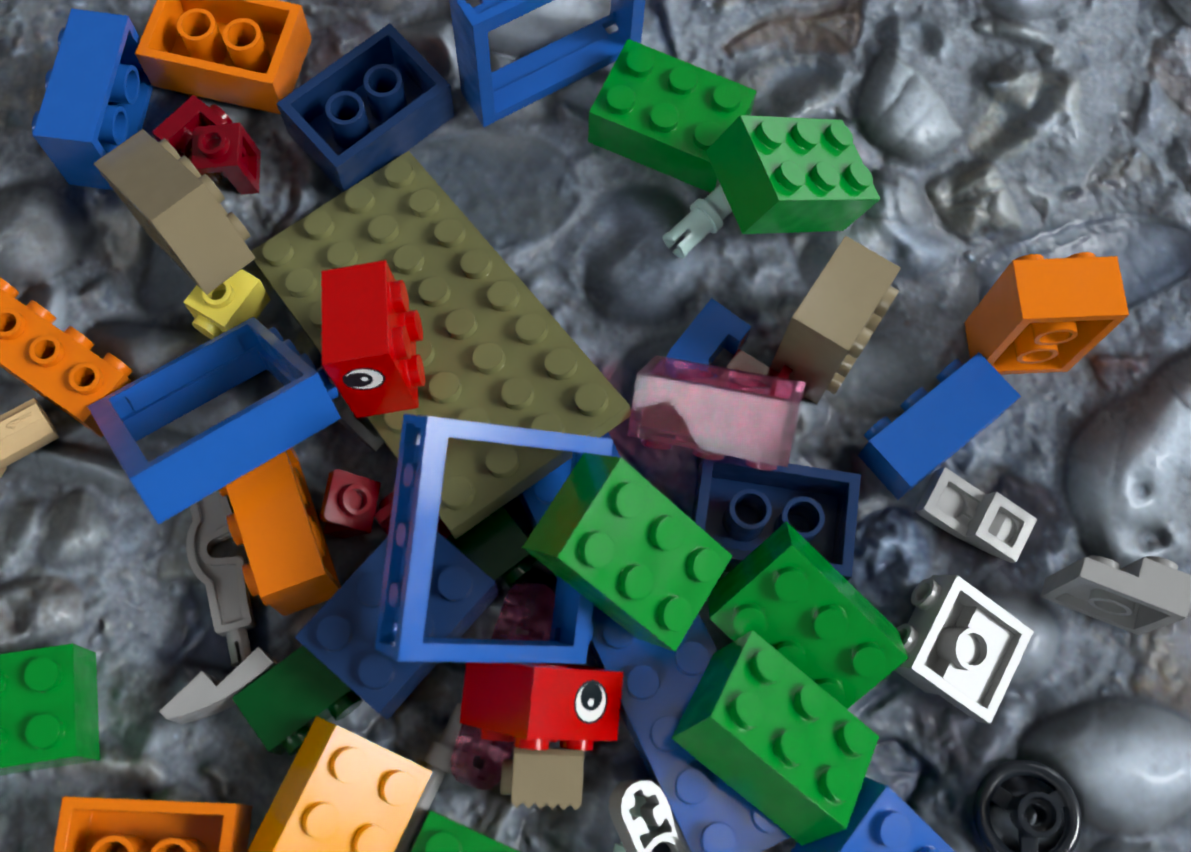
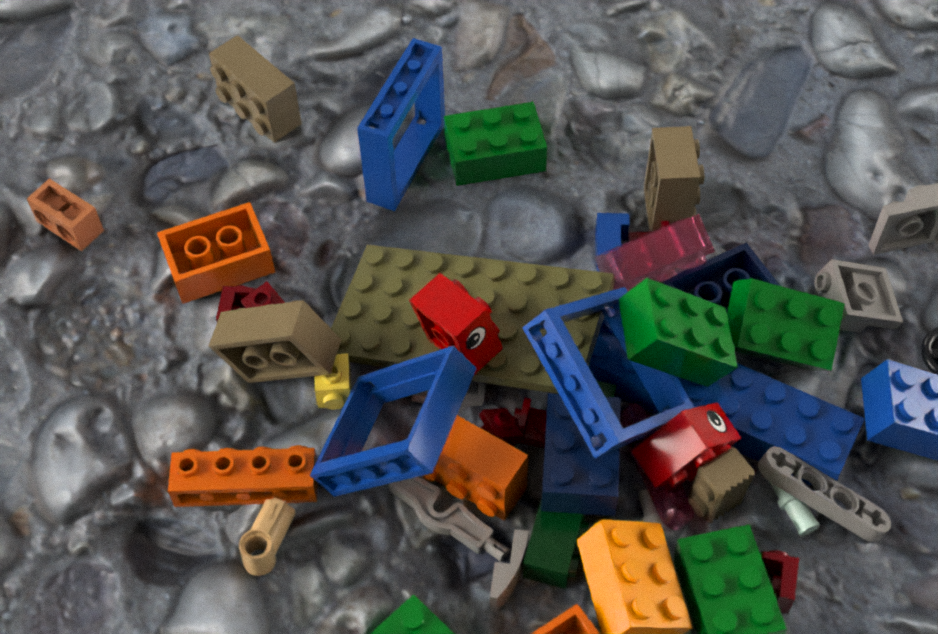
camera: 30 degrees left, 15 degrees down
(91, 95) = (167, 323): blue brick -> none
(367, 108) = (327, 236): dark blue brick -> none
(703, 219) = (554, 181): light aqua pin -> none
(777, 739) = (817, 378): green brick -> none
(792, 174) = (588, 128): green brick -> none
(936, 423) = (757, 204): blue brick -> none
(975, 517) = (816, 236): light grey slope -> none
(1047, 312) = (767, 117): orange brick -> none

